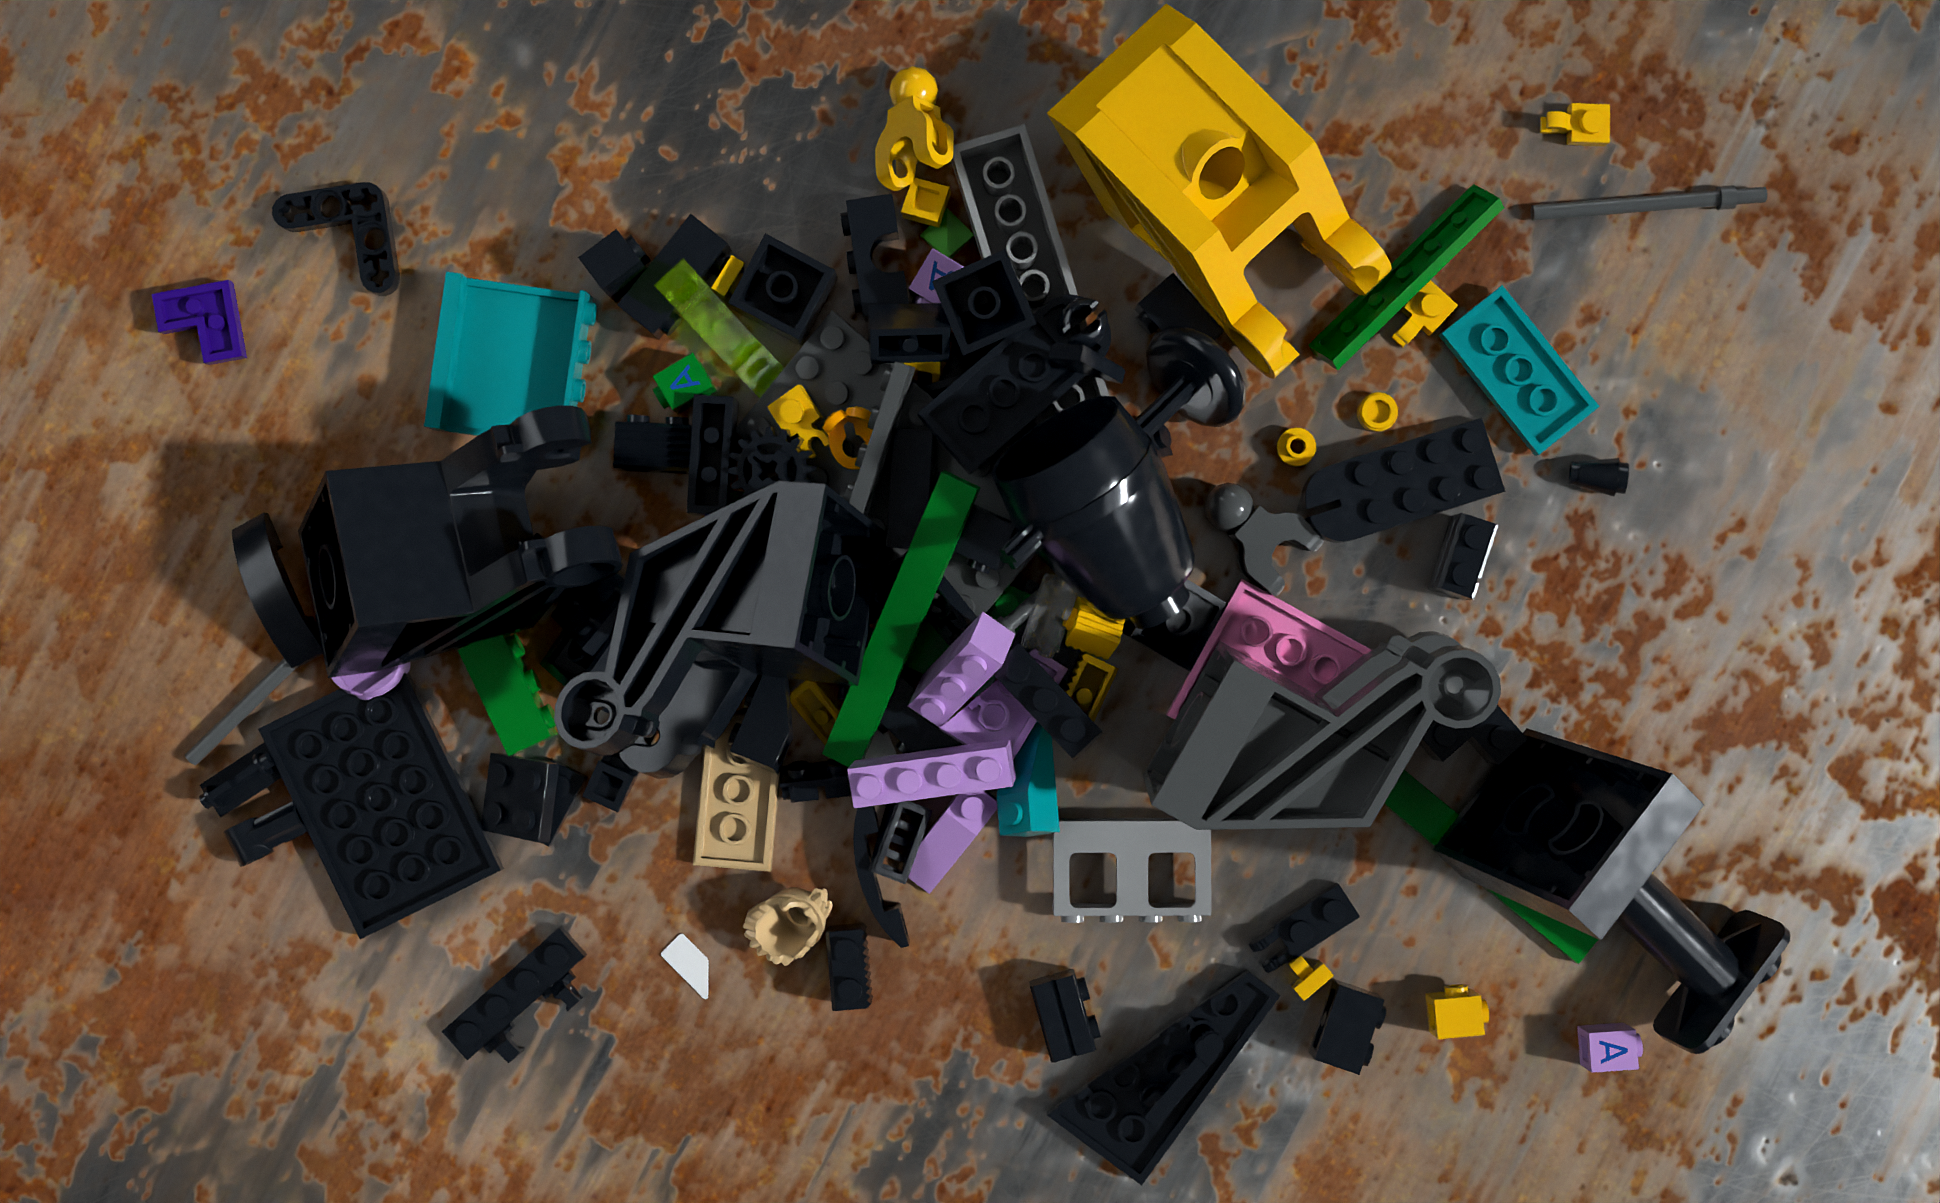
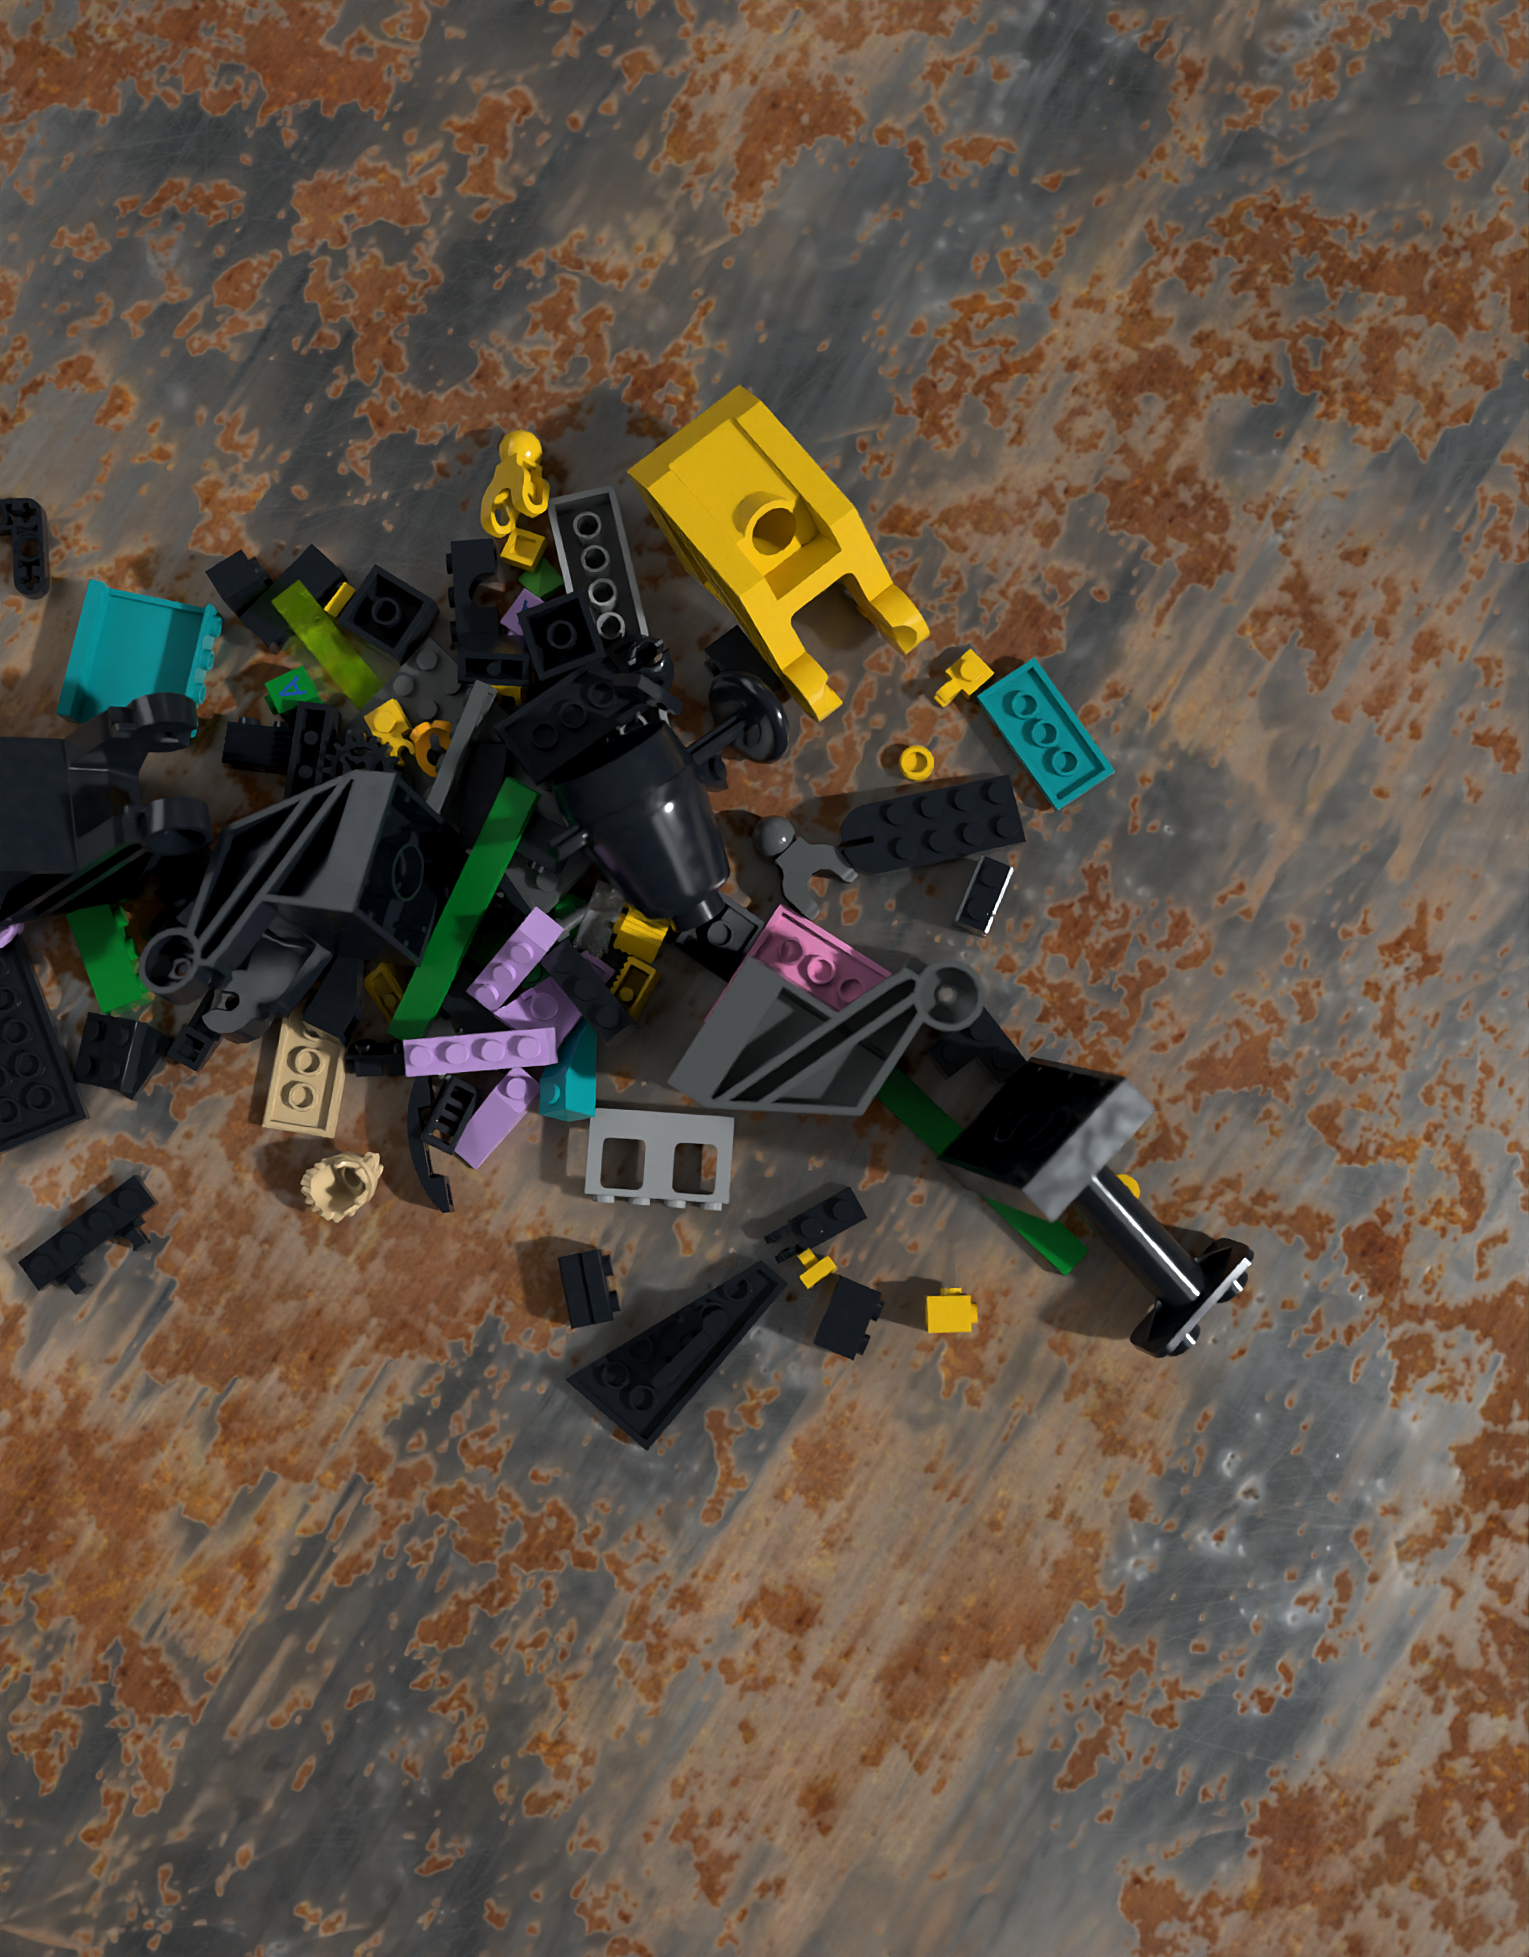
camera: 10 degrees right, 5 degrees down
(688, 963) = (250, 1218): white sticker -> none
(849, 967) = (394, 1228): black brick -> none
(1285, 452) = (840, 799): yellow plate -> none
(1408, 276) = (948, 644): green plate -> none
(1582, 124) = (1118, 521): yellow plate -> none
(1602, 475) = (1112, 833): black cone -> none
(1609, 1047) = (1088, 1354): lavender brick -> none
(1722, 198) = (1240, 595): dark grey bar -> none

